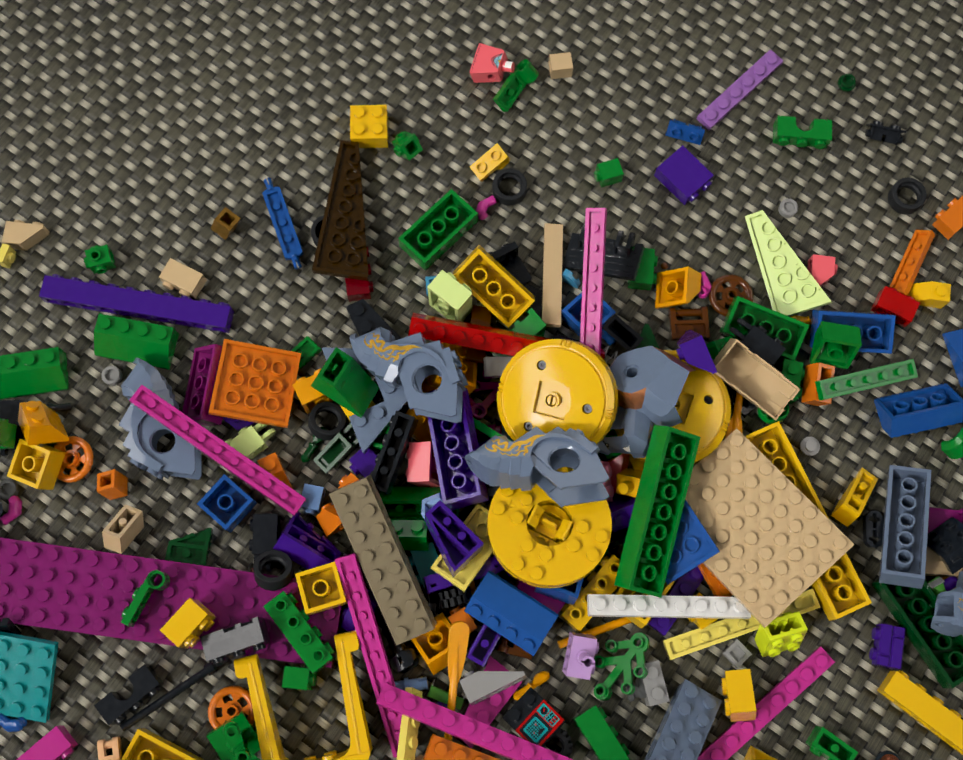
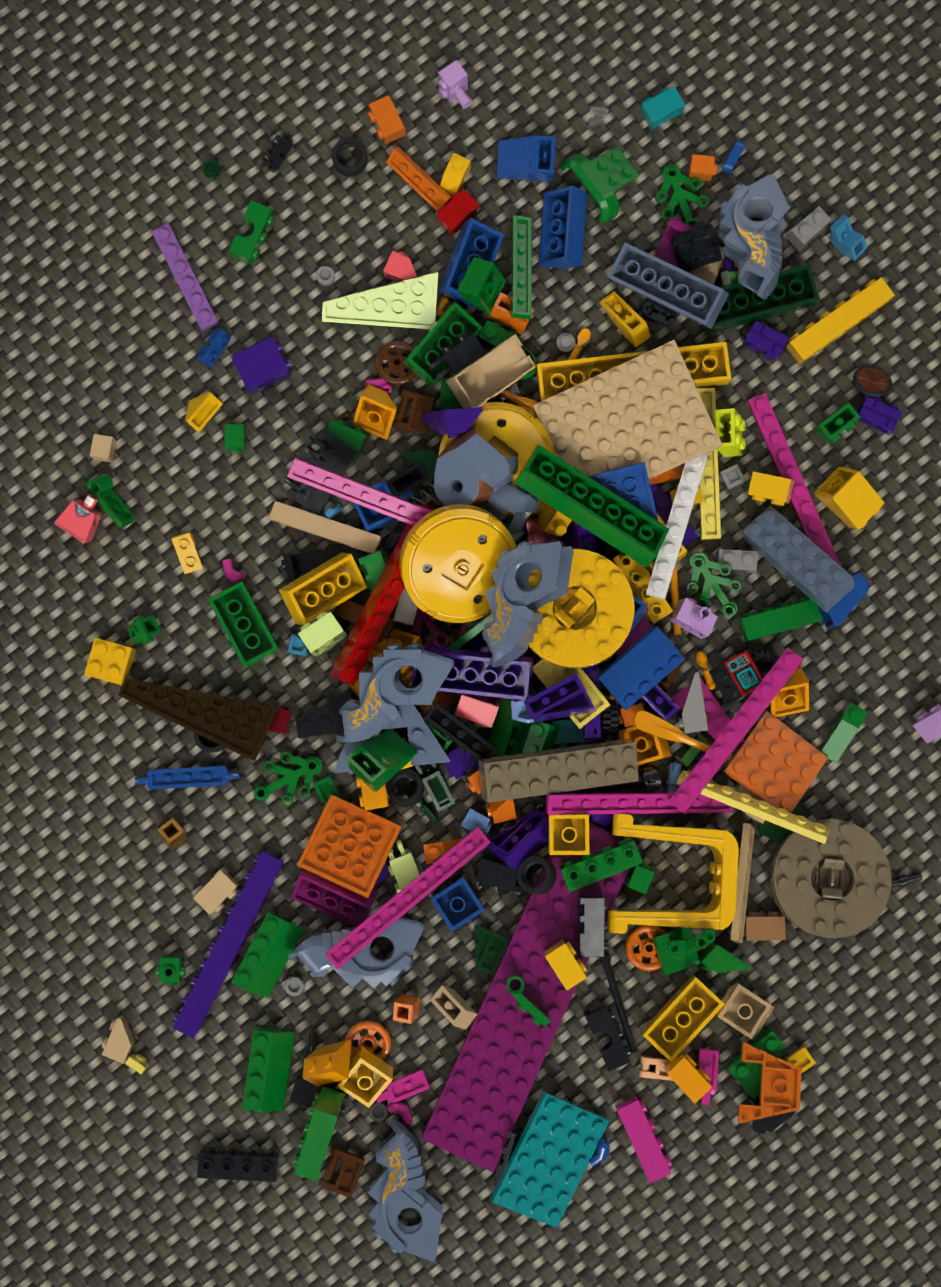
camera: 70 degrees left, 10 degrees up
(36, 506) = (404, 1087): none -> dark pink hinge
(307, 315) = (291, 777): none -> green plant
(505, 174) = (205, 536): black tyre -> none
(623, 138) = (201, 410): none -> yellow slope
(820, 462) = (583, 338): none -> light orange piece

